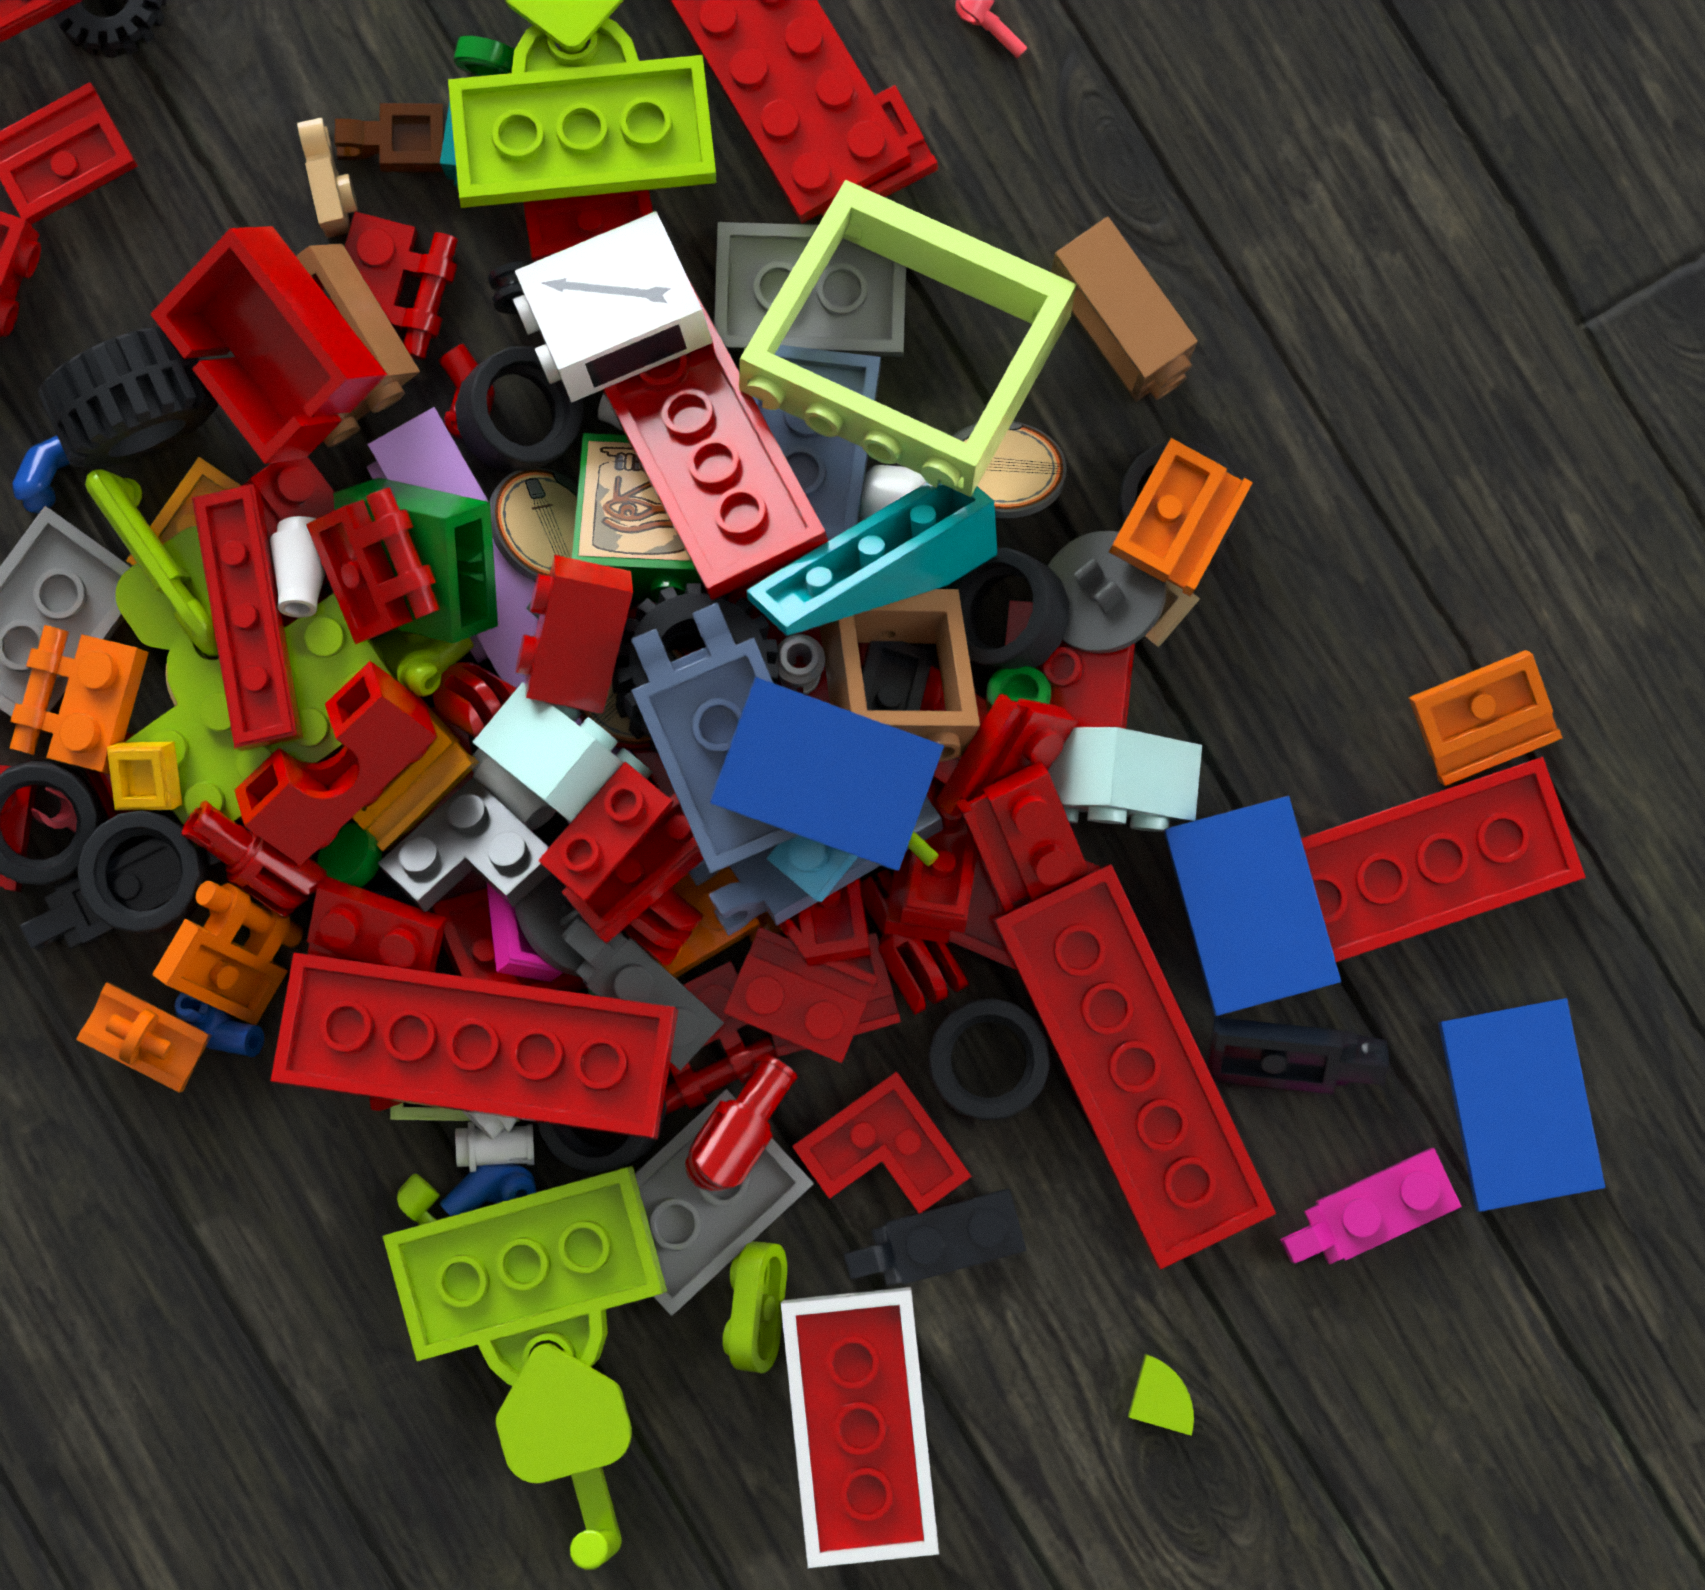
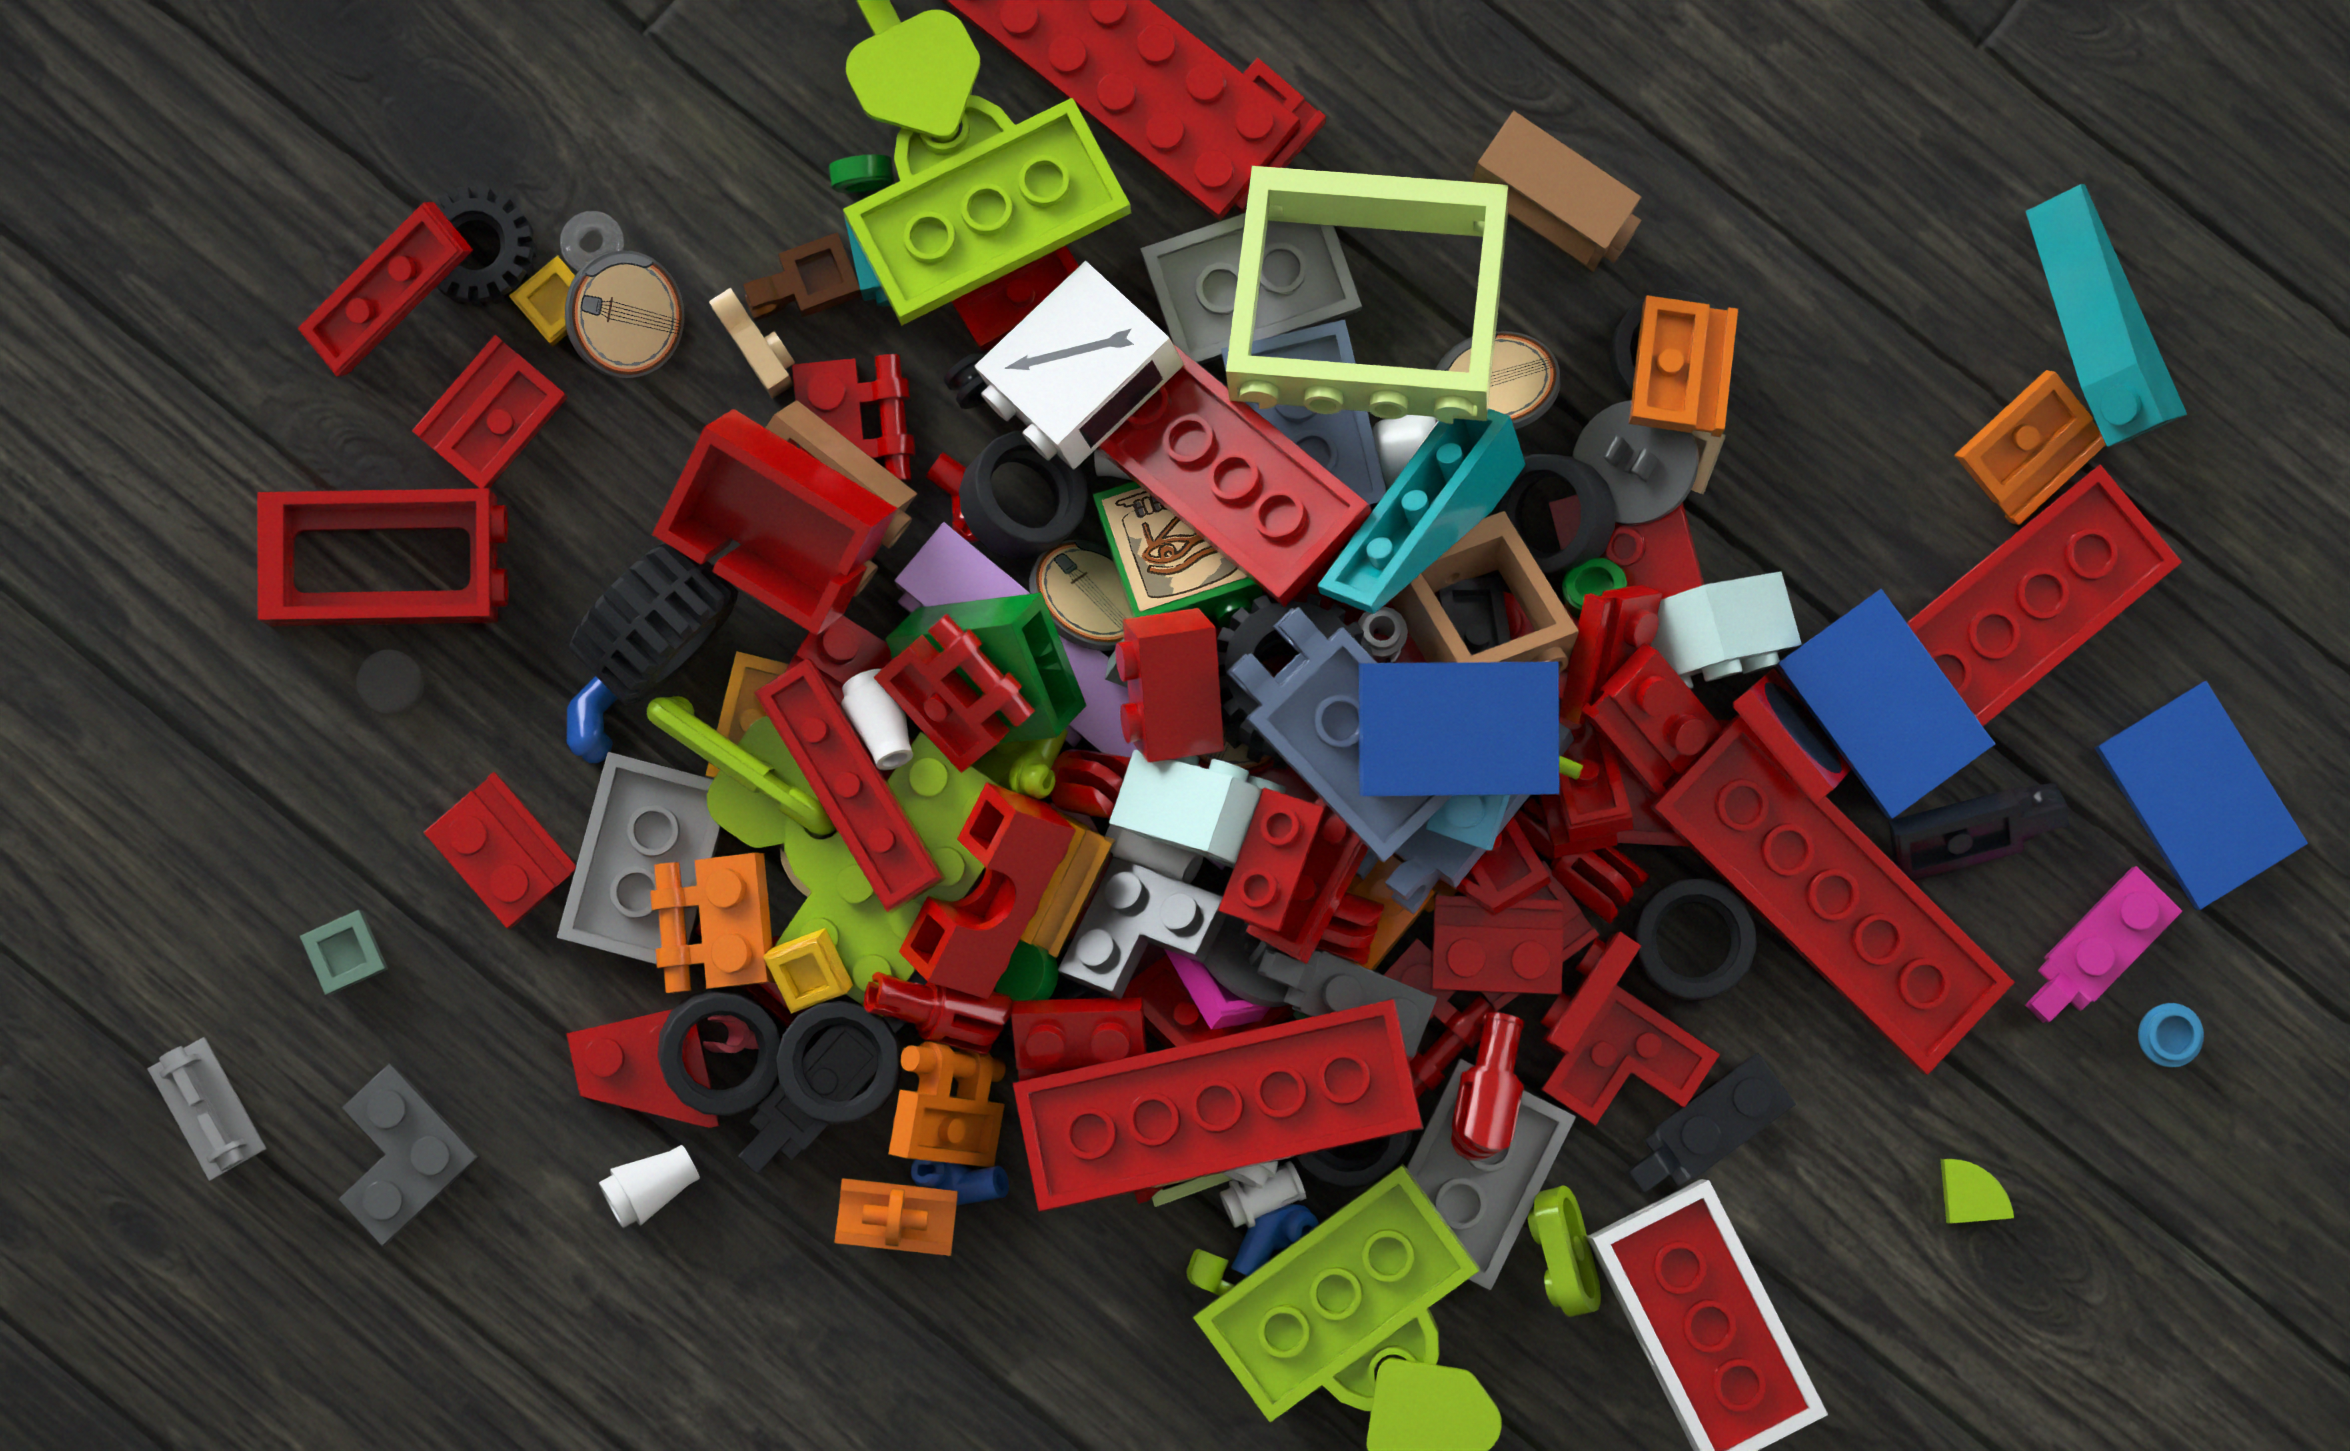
camera: 30 degrees left, 0 degrees up
(160, 73) = (544, 299): none -> yellow tile
(216, 107) = (624, 314): none -> piece
(223, 47) = (580, 225): none -> clear plate
(891, 1053) = (1602, 968): none -> red plate
(1151, 901) = (1792, 735): none -> red tile
(1406, 1319) = (2170, 1035): none -> dark azure plate
(1596, 624) = (2102, 321): none -> teal slope

